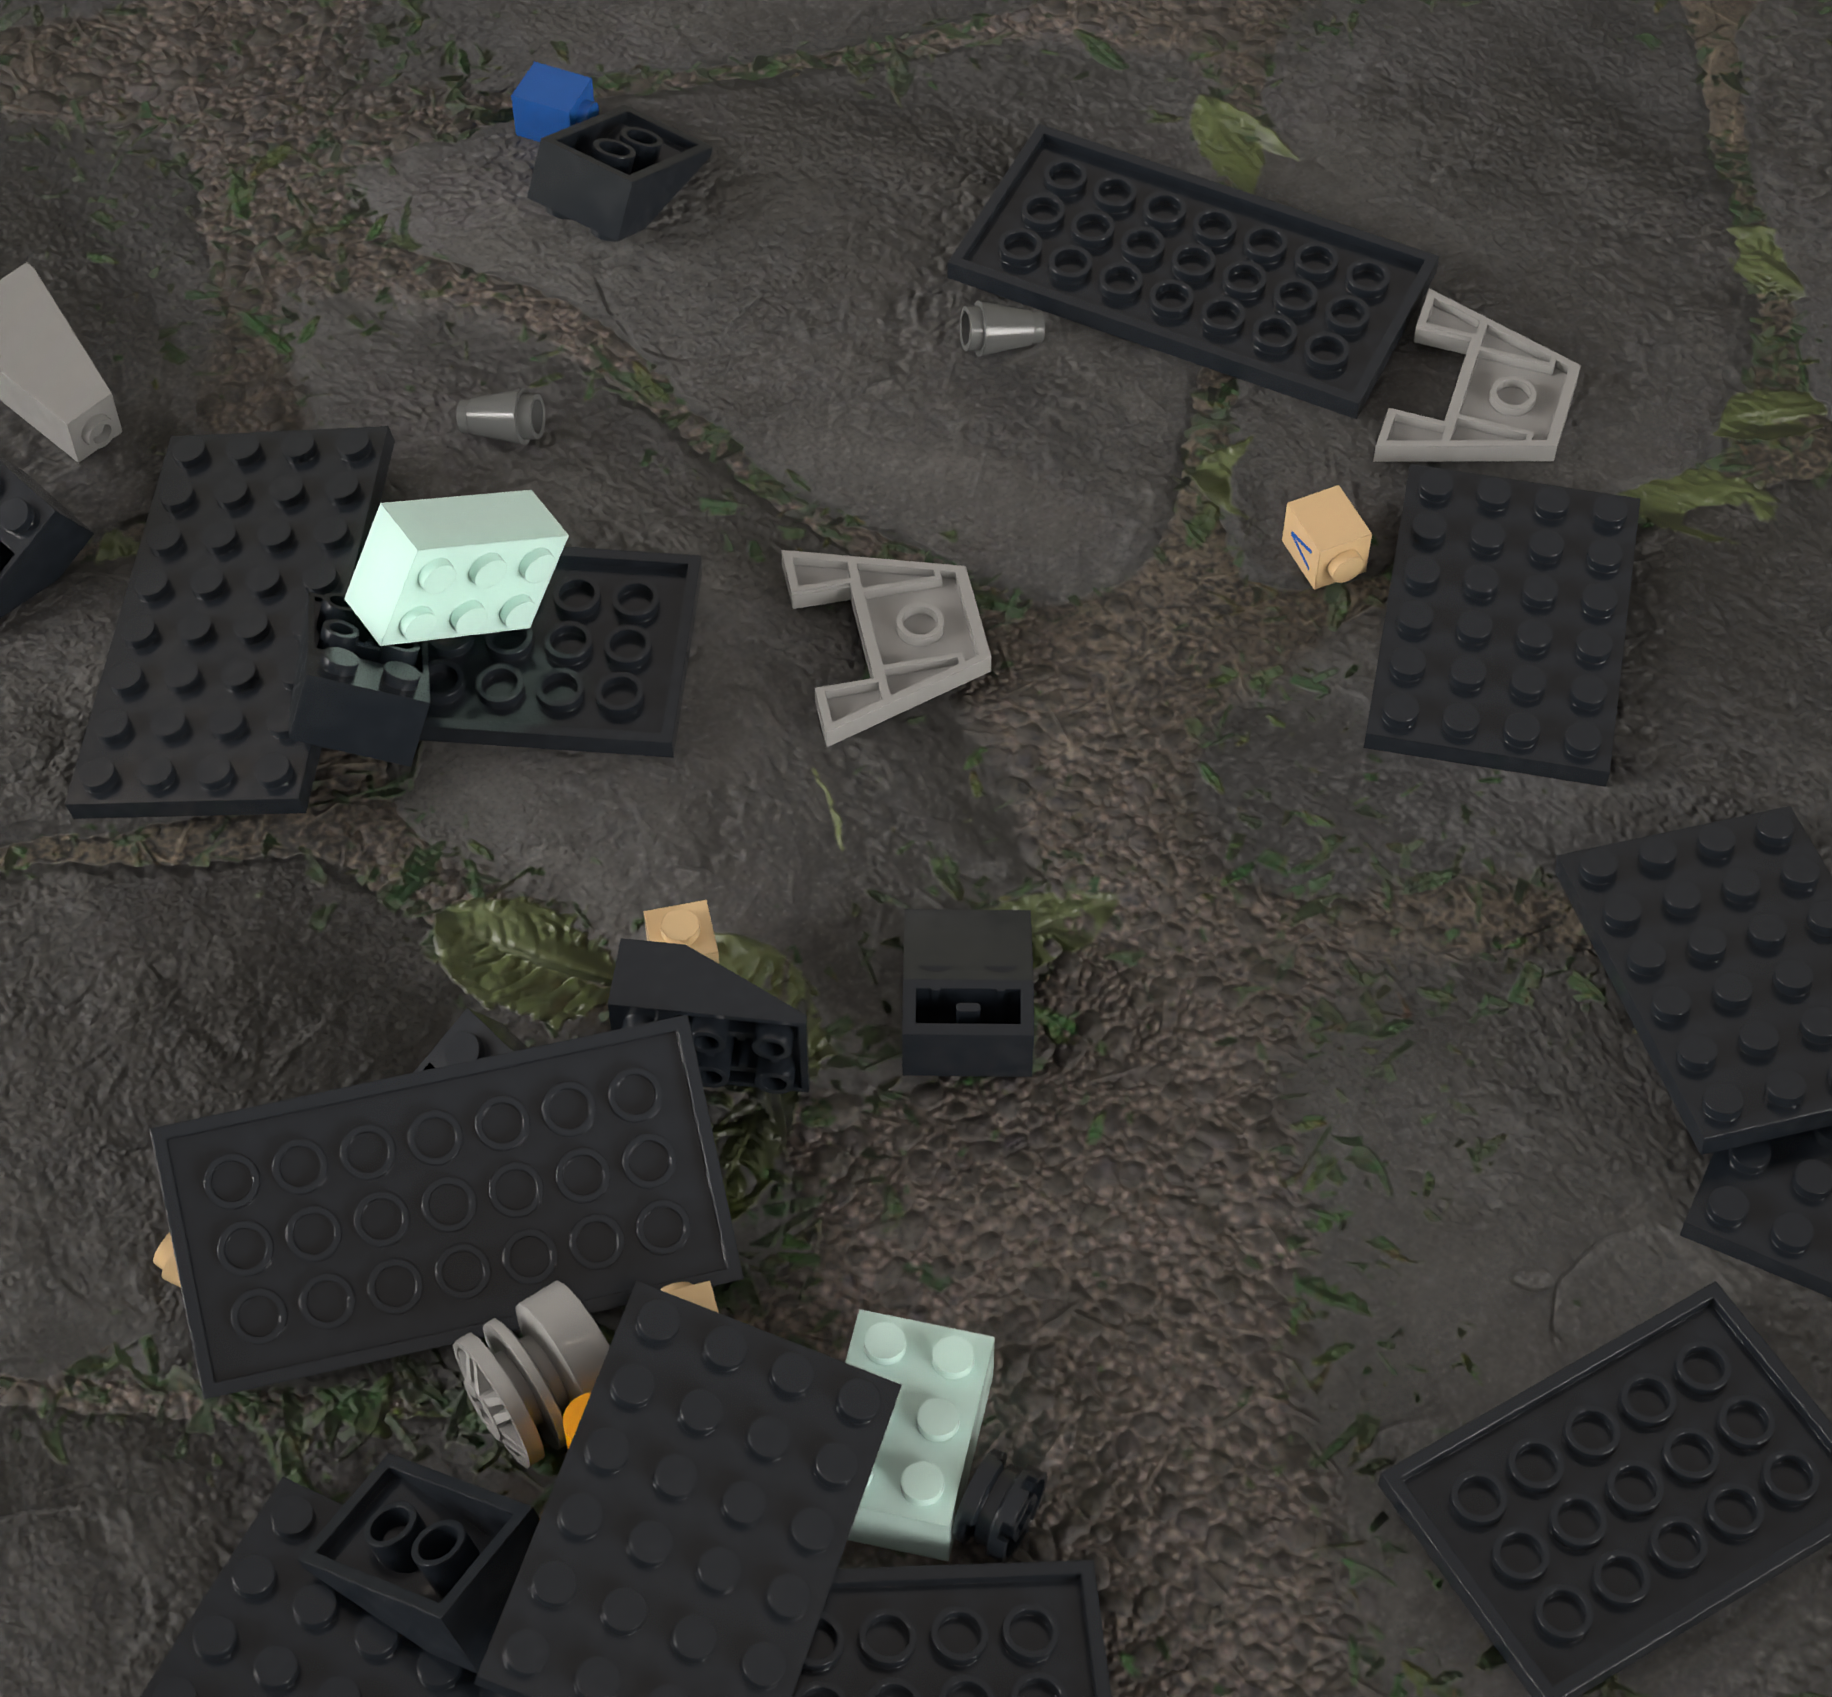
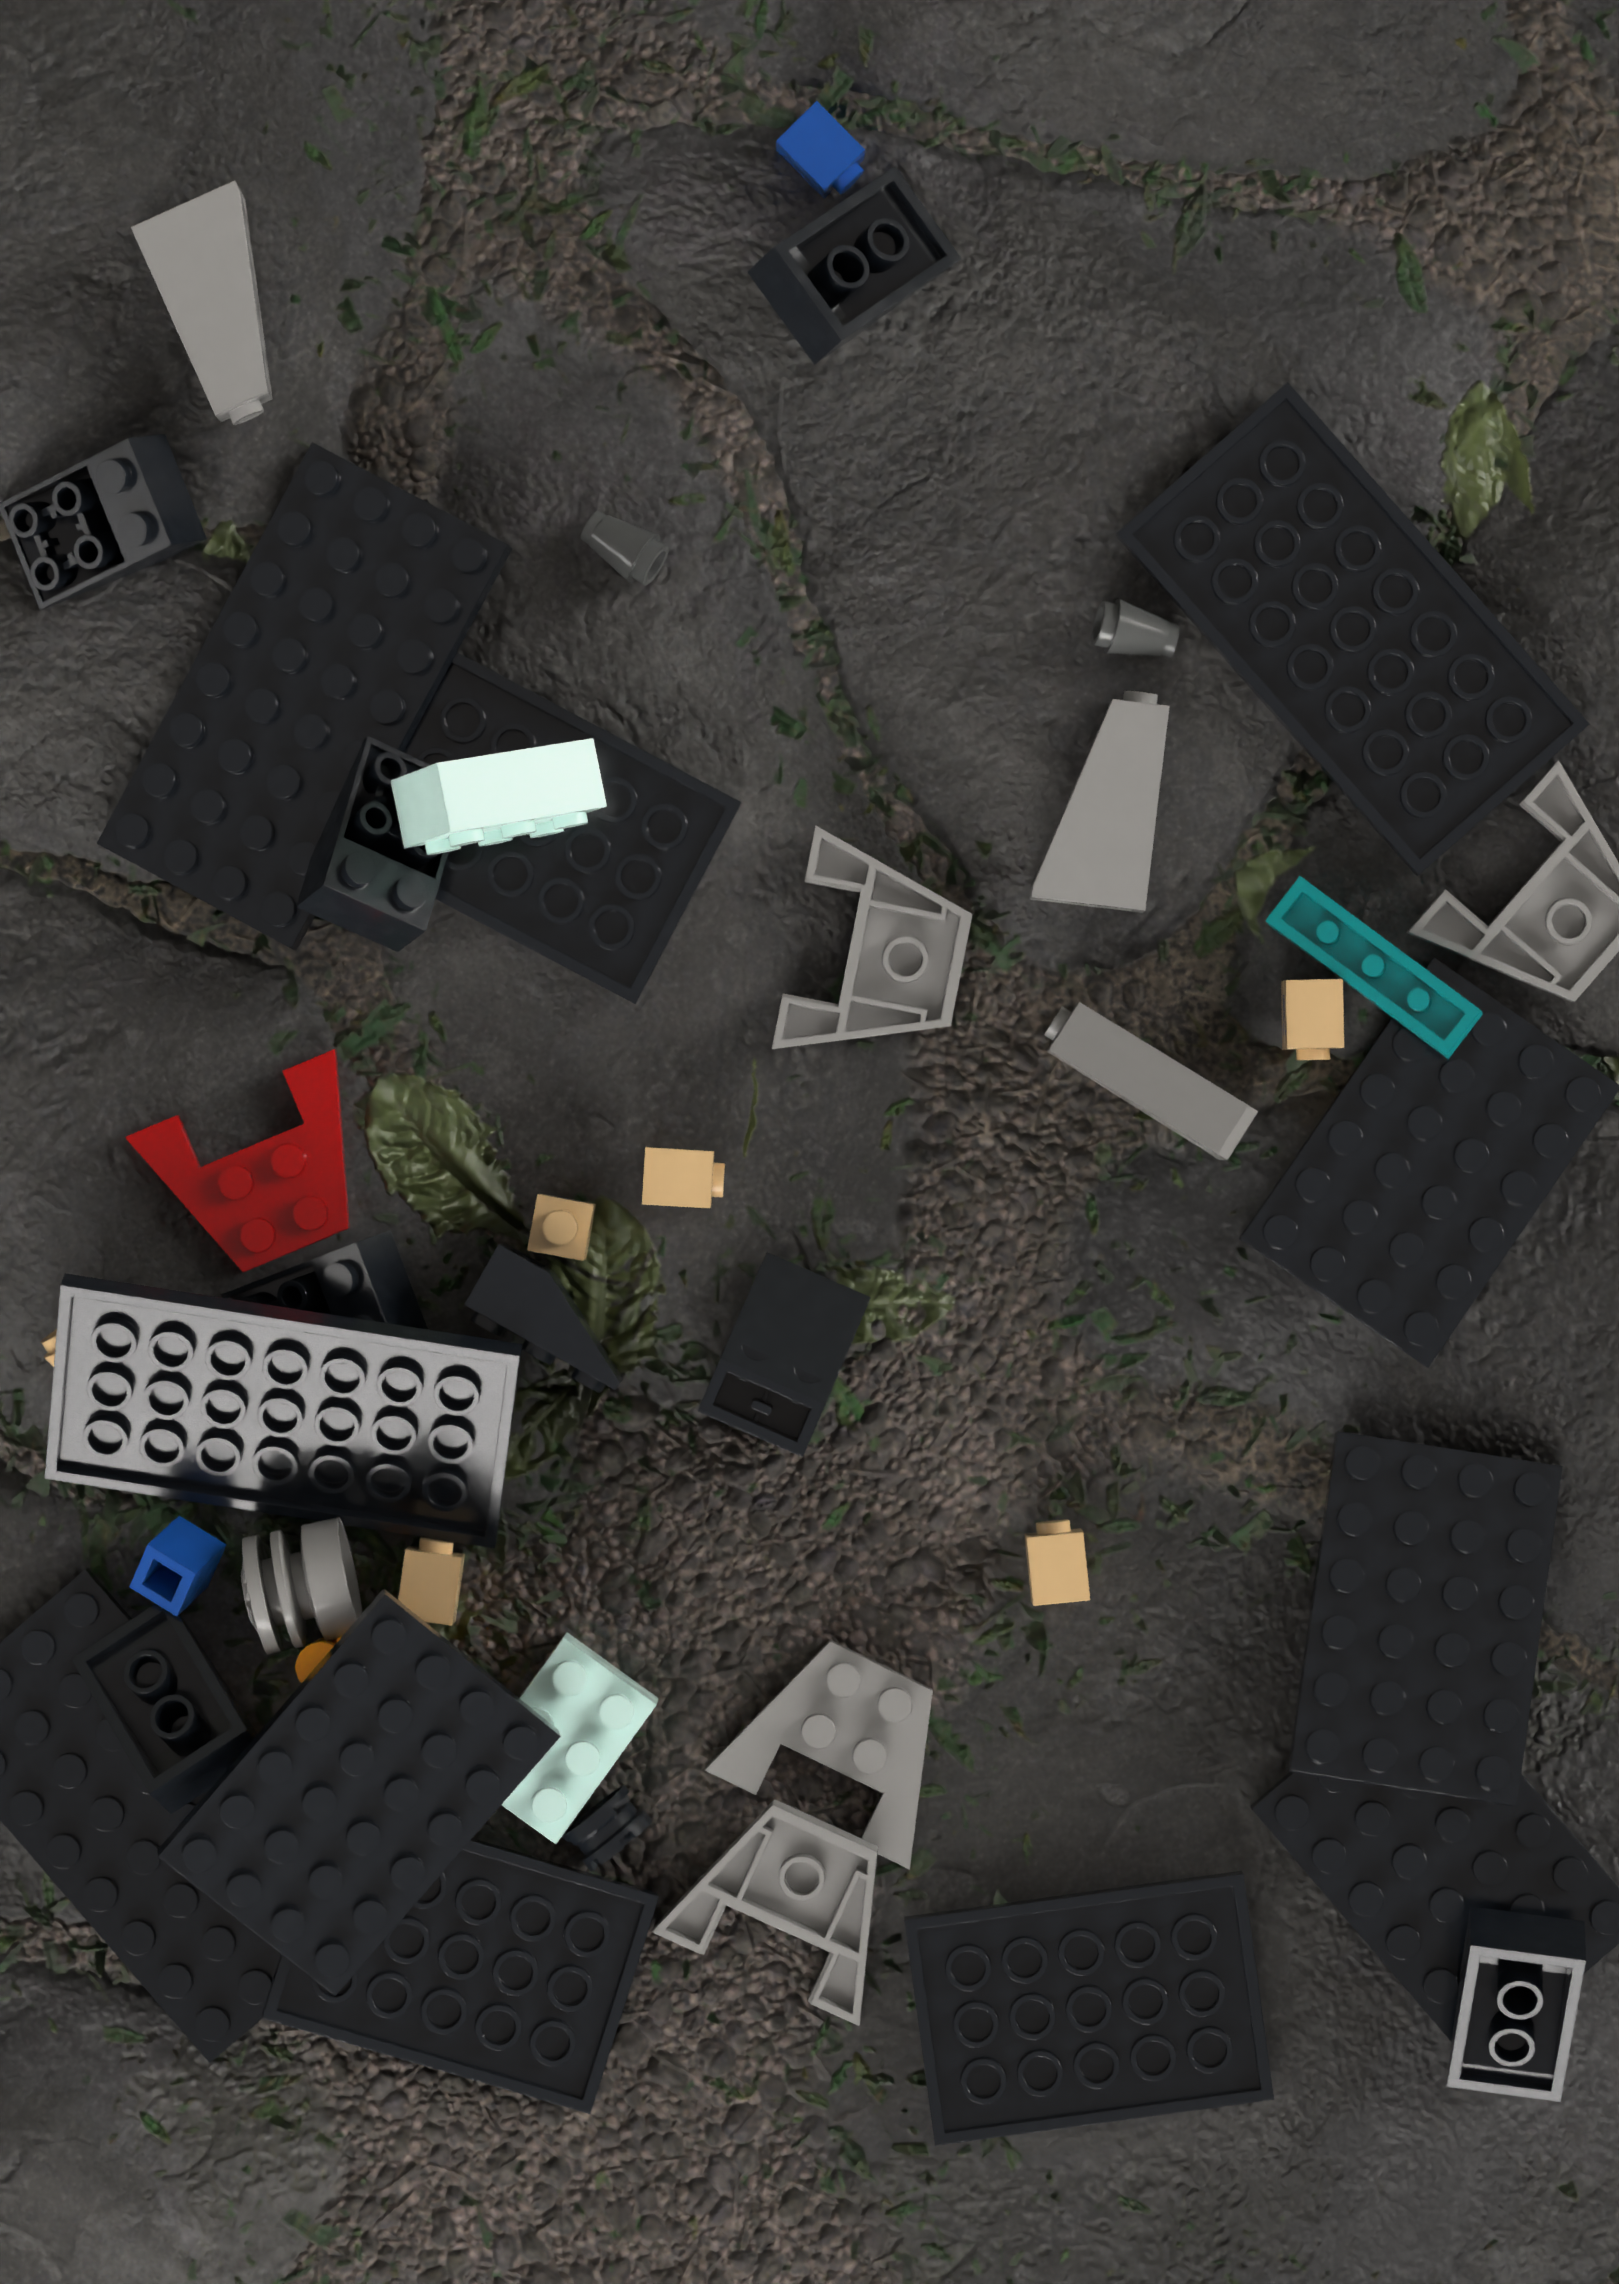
camera: 25 degrees right, 35 degrees up
(362, 1034) = (272, 1192): none -> red wing
(388, 1415) = (177, 1565): none -> blue brick
(786, 871) = (681, 1178): none -> tan brick
(1058, 464) = (1109, 822): none -> light grey slope
(1212, 627) = (1149, 1080): none -> light grey slope
(1220, 1309) = (853, 1721): none -> light grey wing
(1246, 1482) = (799, 1880): none -> light grey wing
(1350, 1069) = (1057, 1563): none -> tan brick
(1364, 473) = (1374, 967): none -> teal plate

